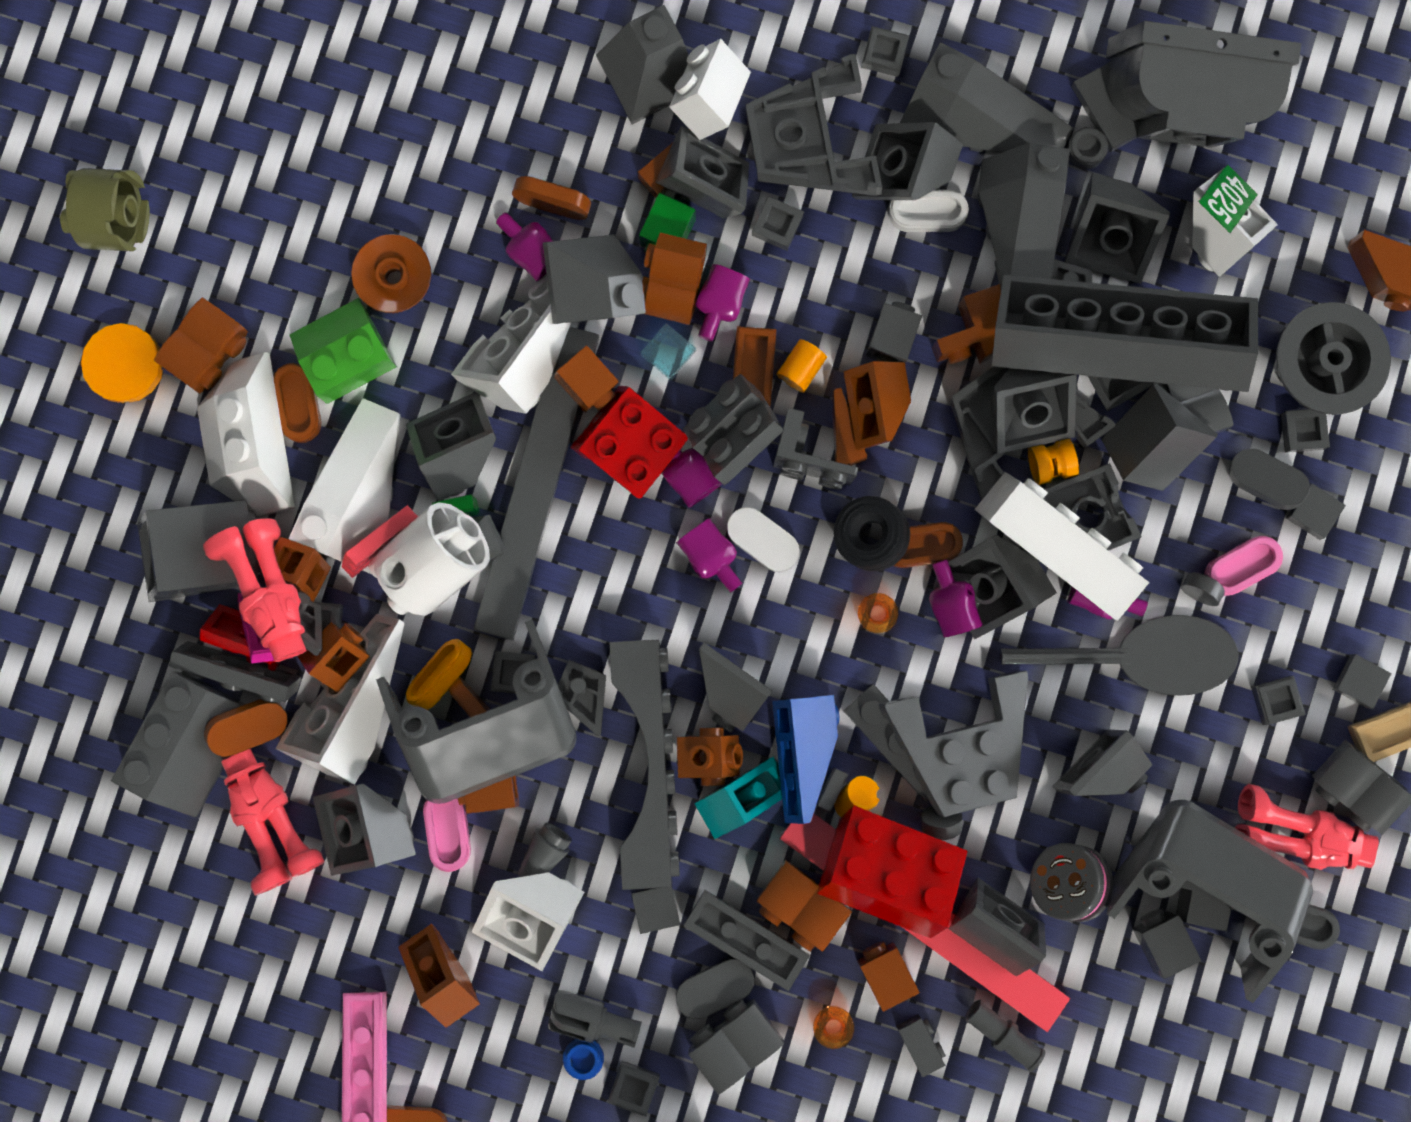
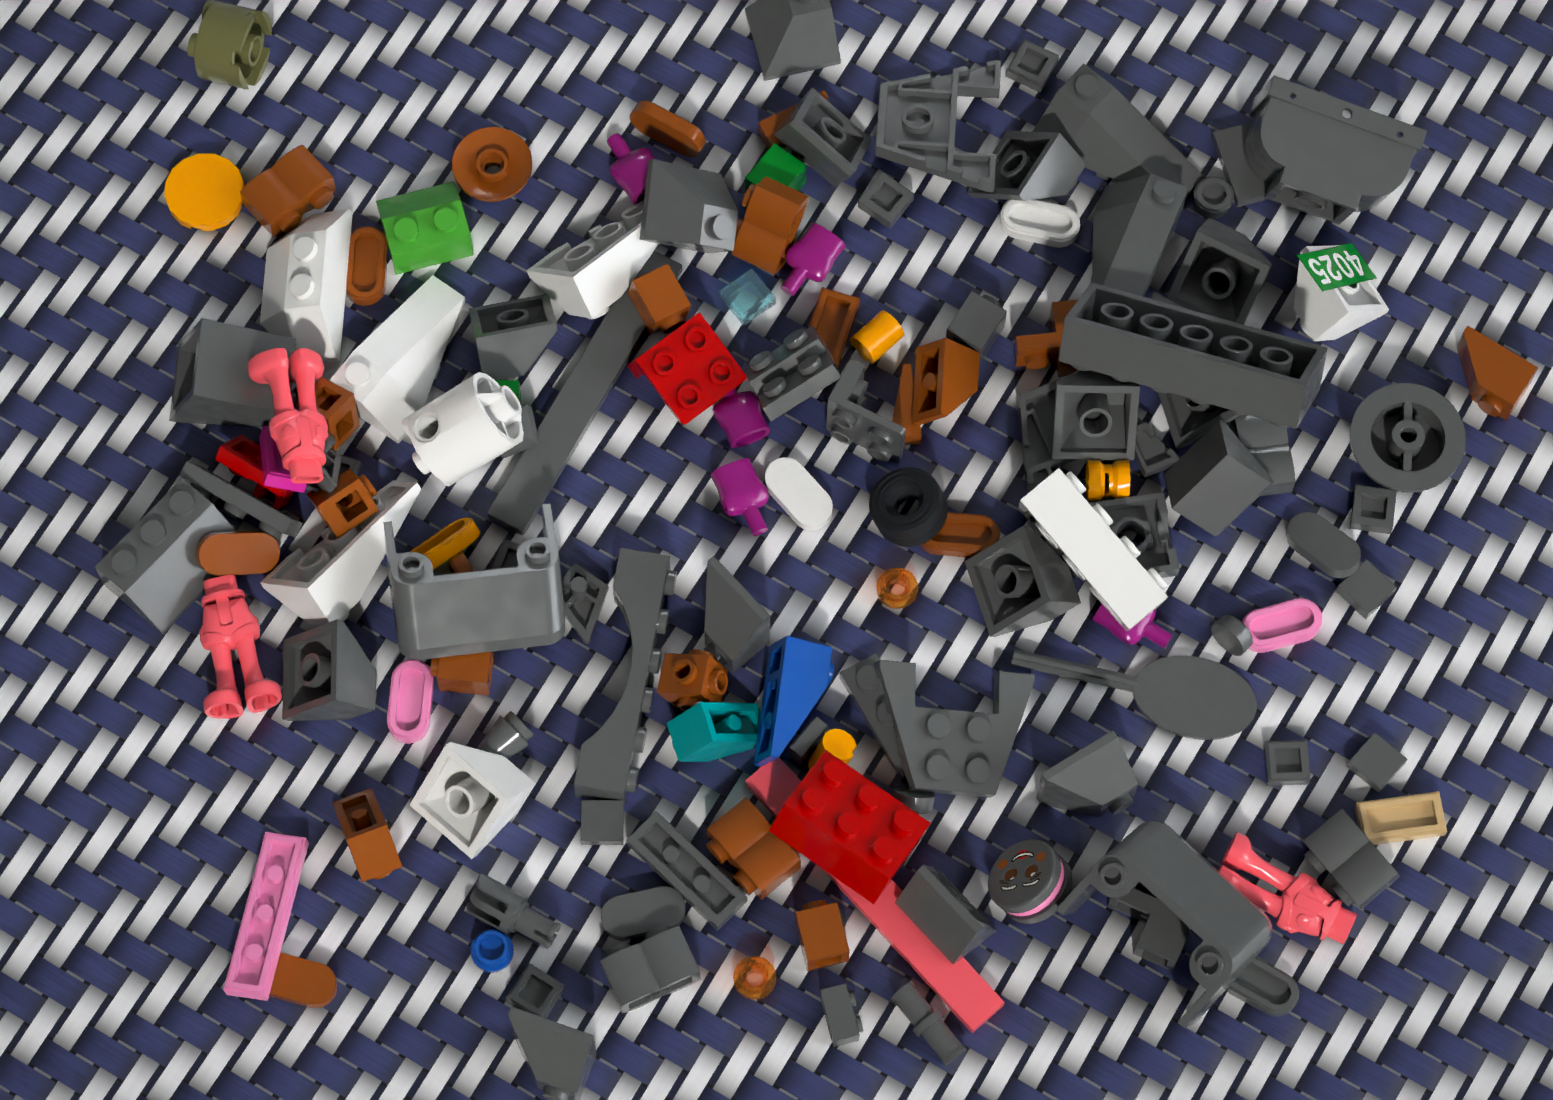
camera: 10 degrees right, 15 degrees down
(363, 552) = (401, 406): coral tile -> none
(709, 89) = (847, 58): white brick -> none
(953, 602) = (975, 592): magenta piece -> none
(1166, 943) = (1114, 967): dark grey brick -> none

